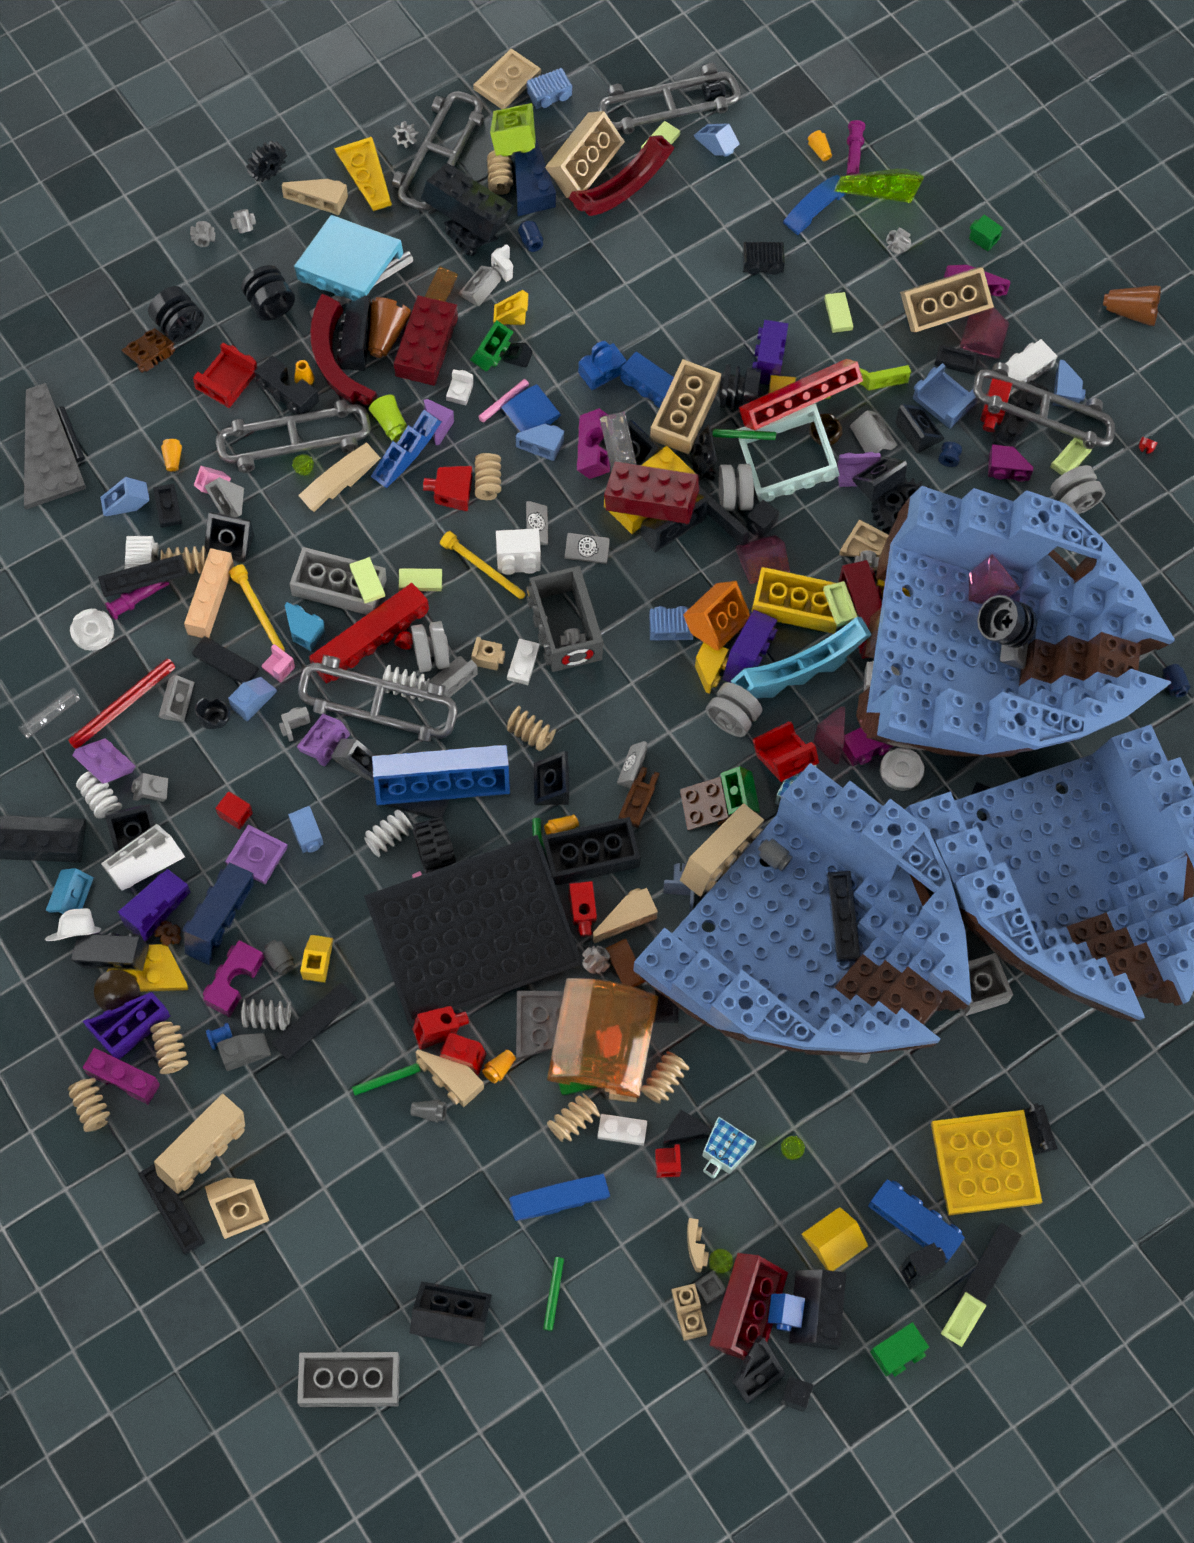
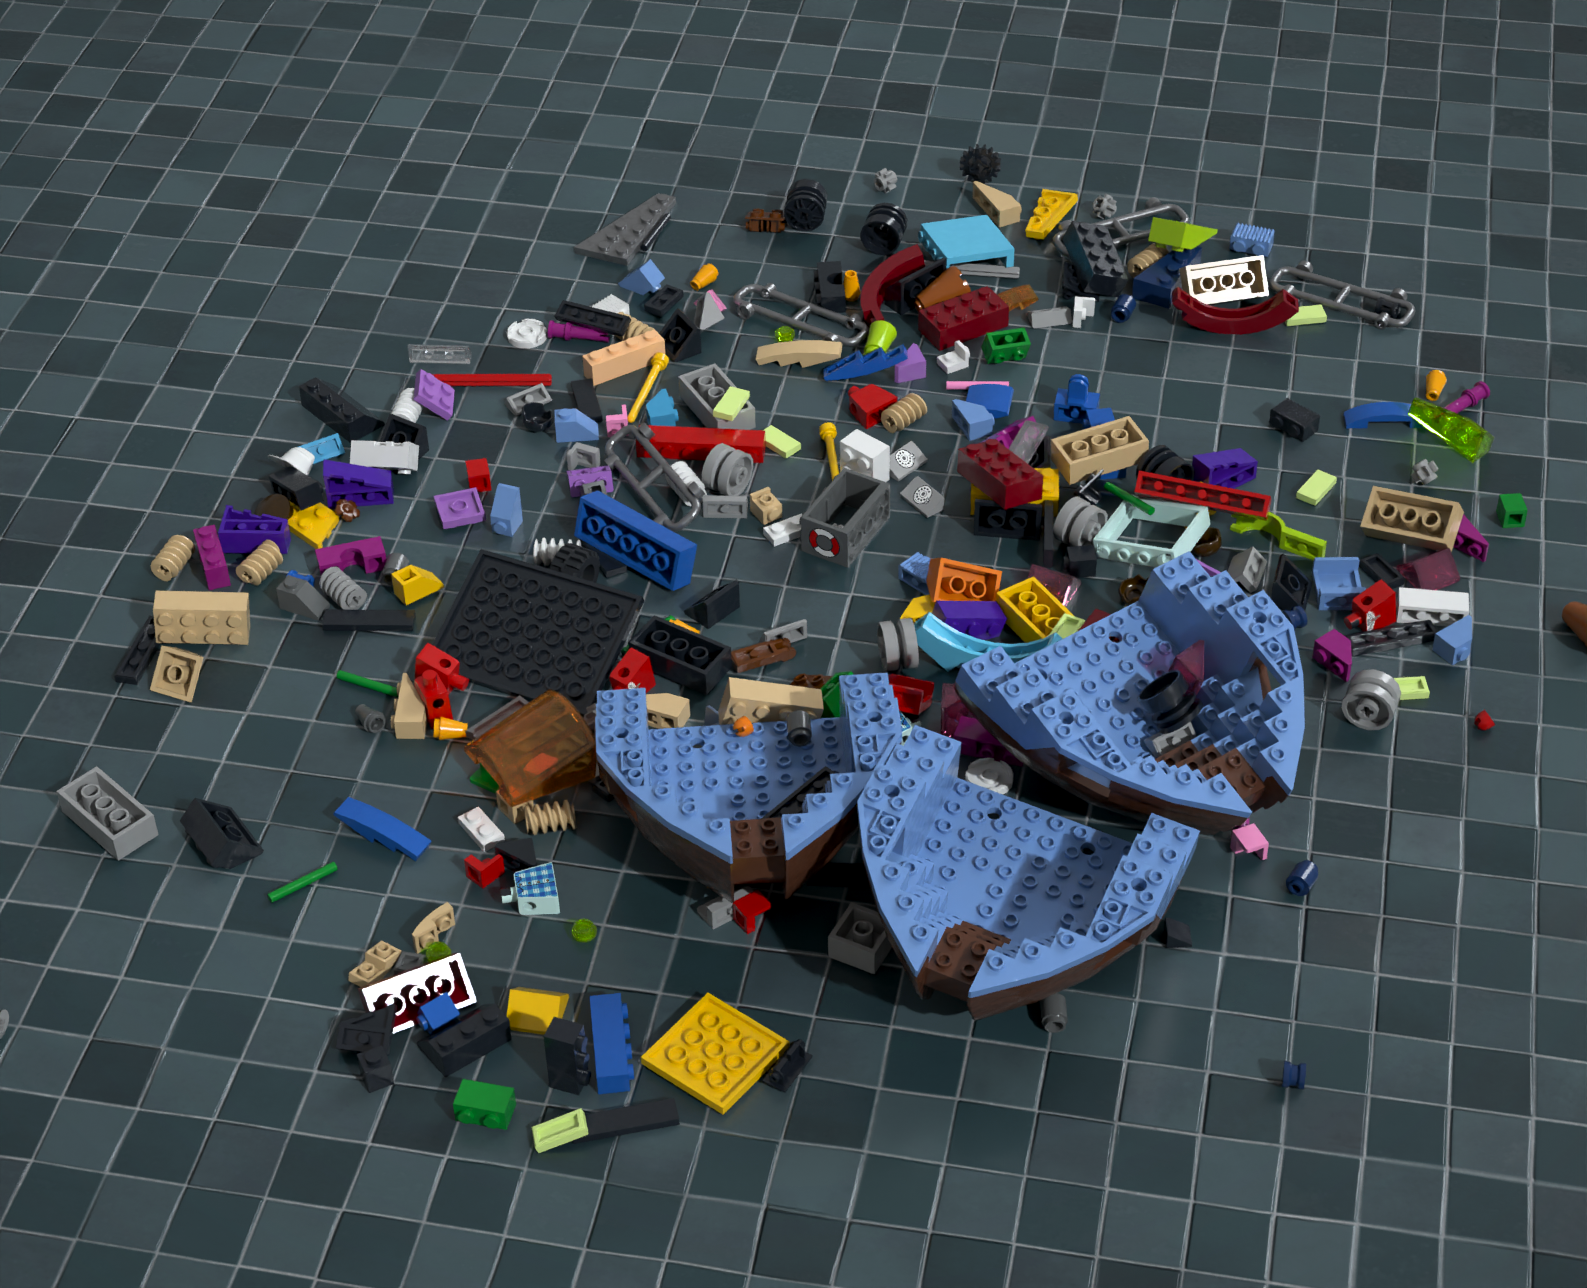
camera: 50 degrees right, 25 degrees down
(150, 787) = (444, 430): light grey bracket -> none
(216, 912) = (389, 515): dark blue wedge -> none
(226, 375) = (798, 261): red panel -> none
(243, 221) = (923, 188): light grey gear -> none
(506, 79) = (1225, 217): tan plate -> none
(512, 309) = (1052, 341): yellow slope -> none
(518, 354) = (1024, 368): black slope -> none
(529, 730) = (736, 562): tan piece -> none
(573, 1118) = (455, 792): tan piece -> none
(718, 139) = (1350, 335): medium blue slope -> none
(734, 887) = (743, 726): none -> orange hinge
(828, 515) = (1131, 589): none -> dark brown hair
(1093, 407) = (1398, 582): flat silver bar -> none

